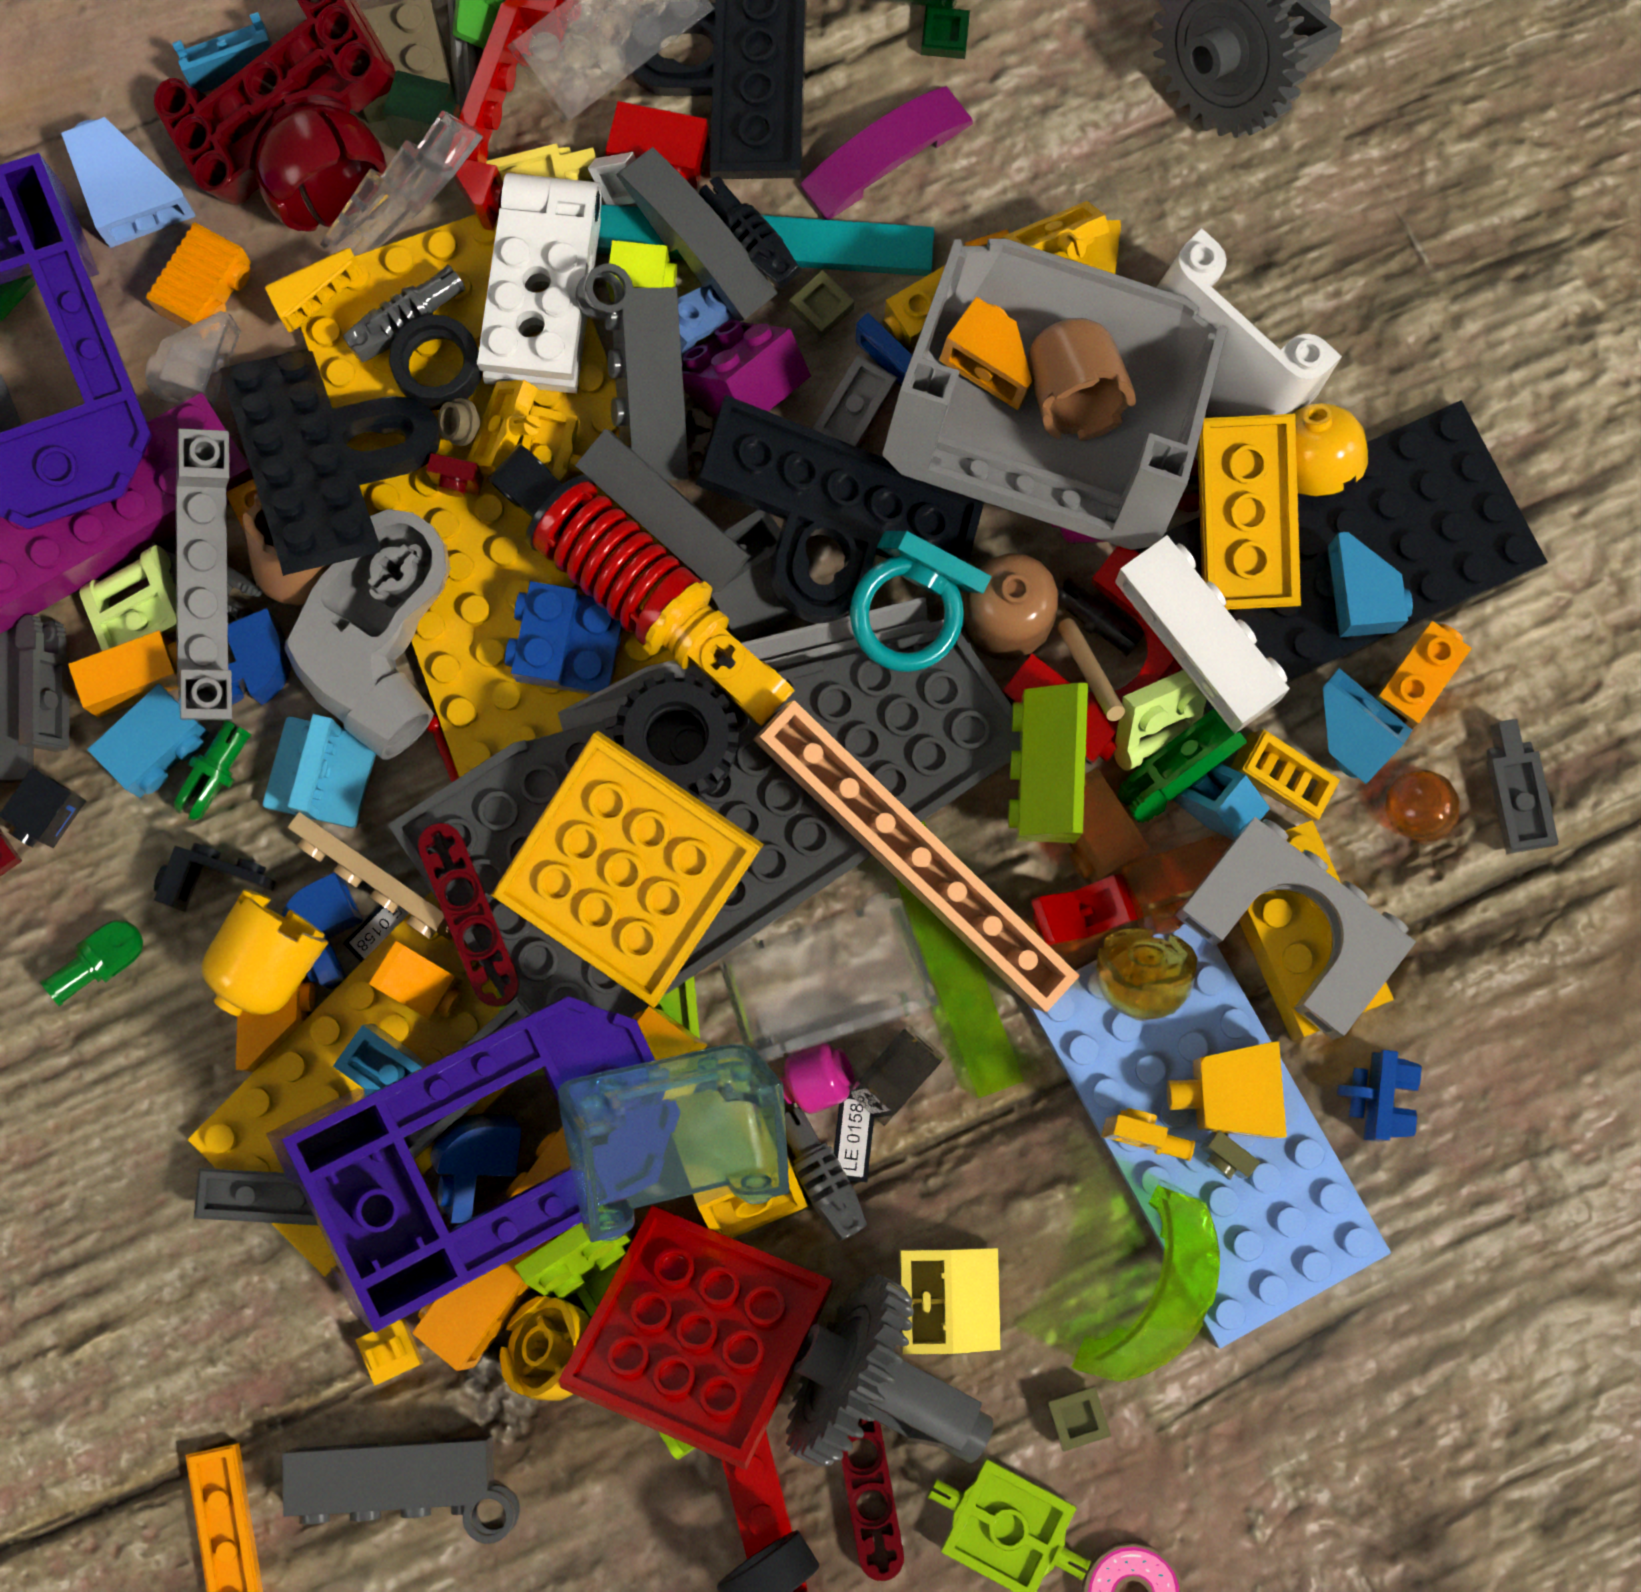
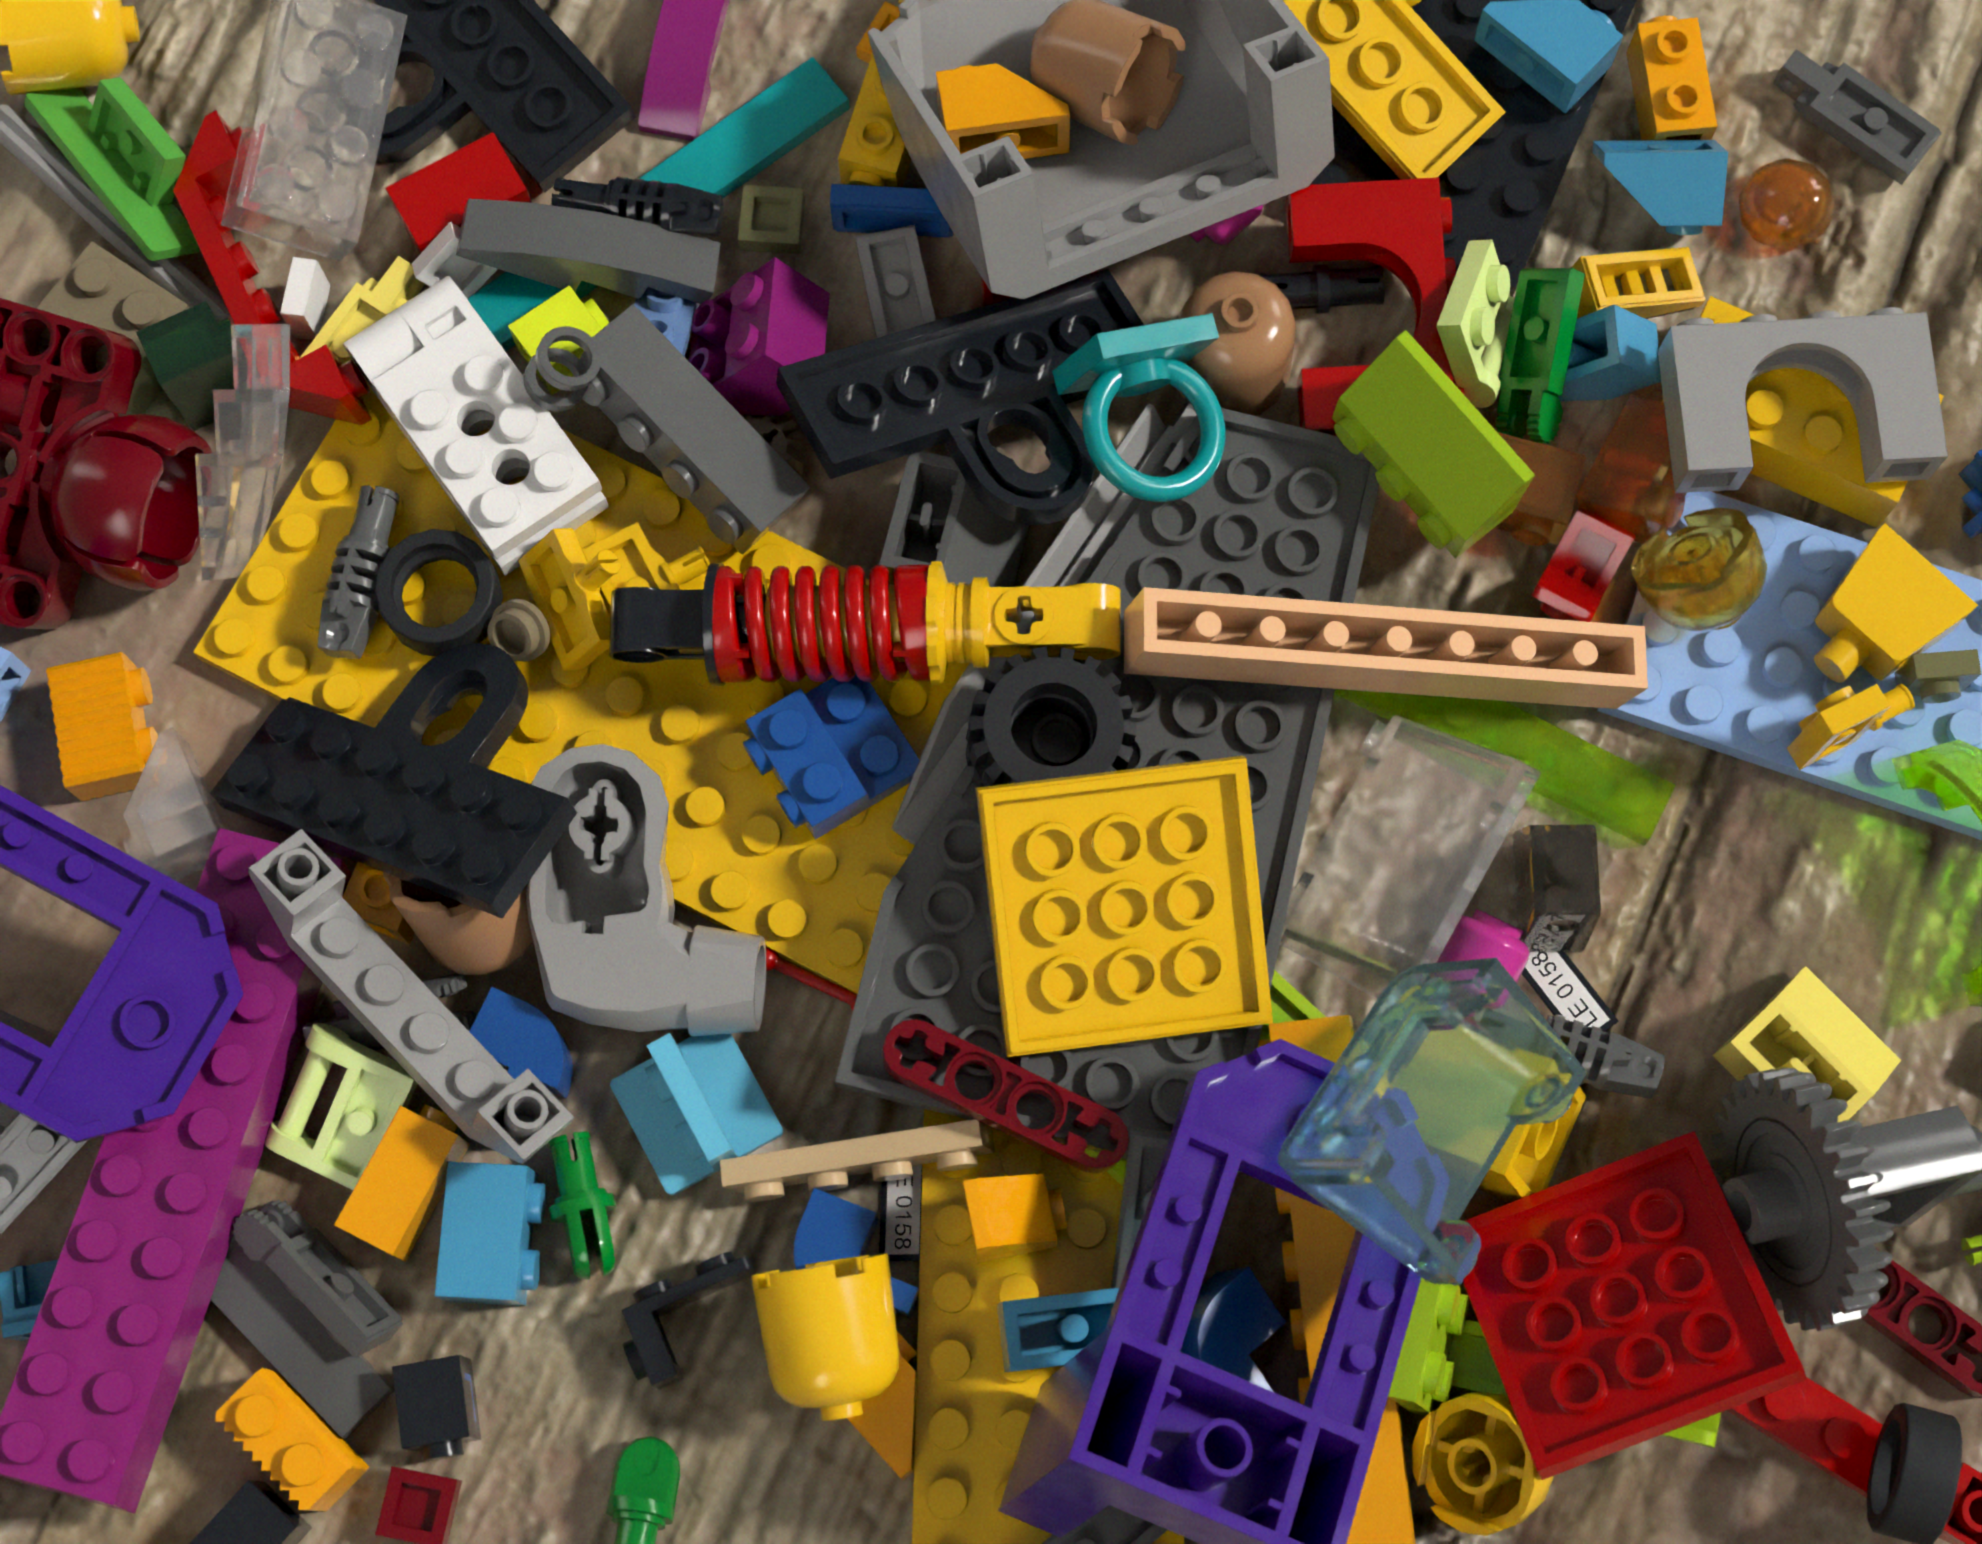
camera: 40 degrees left, 5 degrees down
(312, 287) = (235, 634): yellow slope -> none
(454, 475) = (565, 686): dark red plate -> none
(522, 128) = (305, 298): none -> white tile
(663, 510) = (818, 532): dark grey tile -> none
(1091, 670) = (1366, 335): tan bar -> none
(1202, 633) = (1456, 203): white brick -> none

